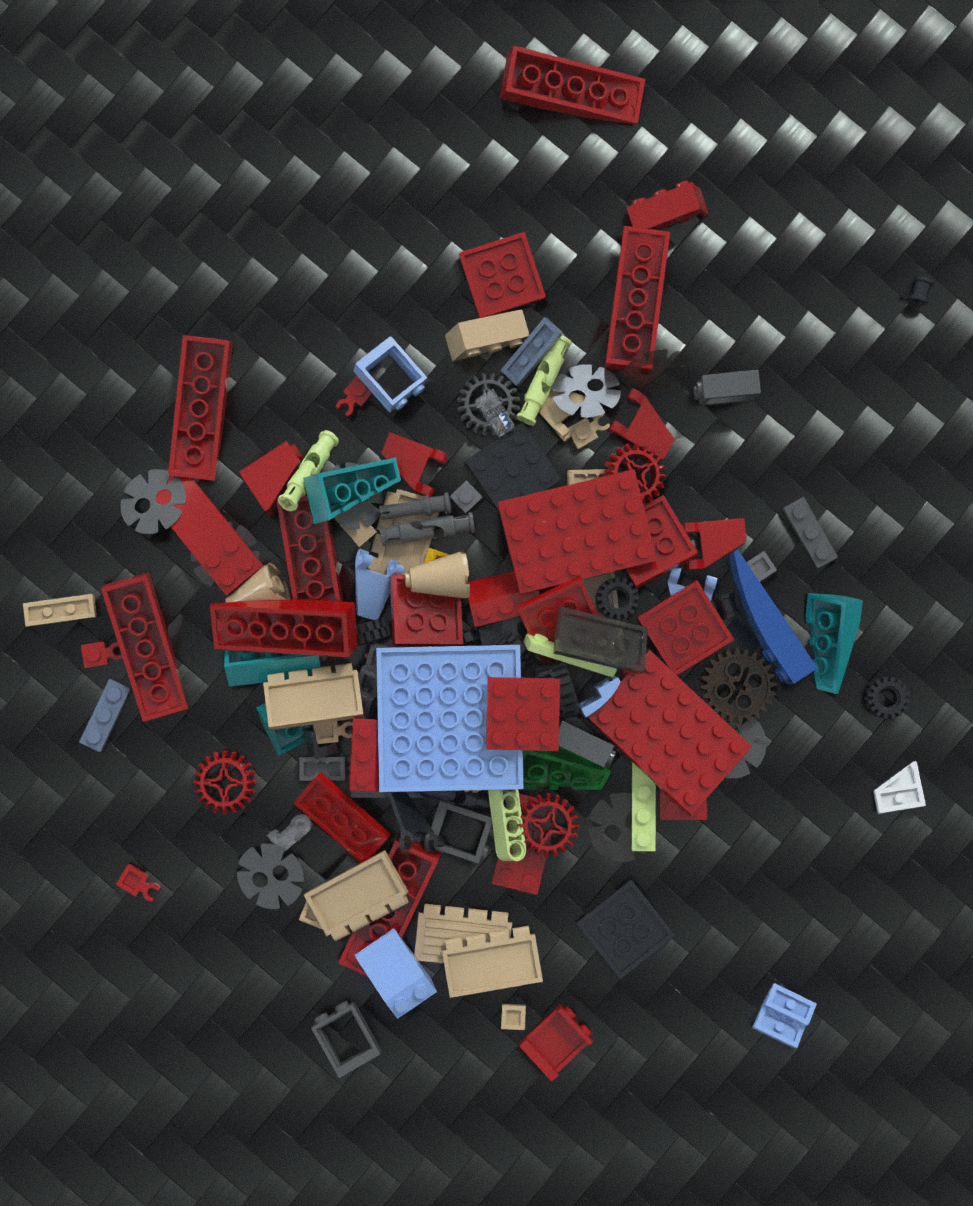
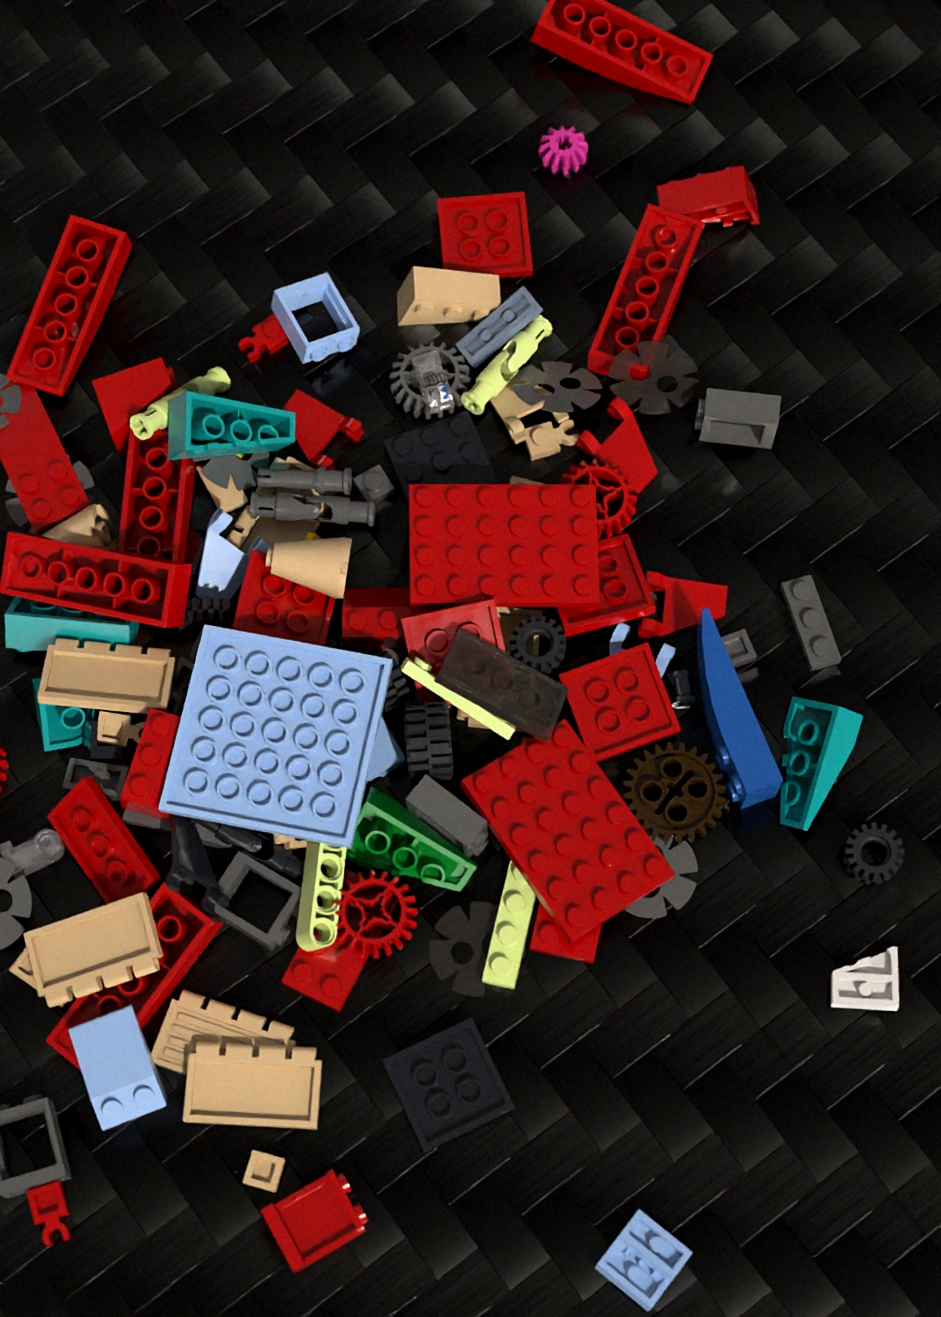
camera: 15 degrees right, 15 degrees down
(372, 1075) = (48, 1207): none -> red plate
(522, 714) = (373, 746): red plate -> none
(555, 188) = (563, 150): none -> dark pink gear
(603, 690) = (489, 753): light blue slope -> none

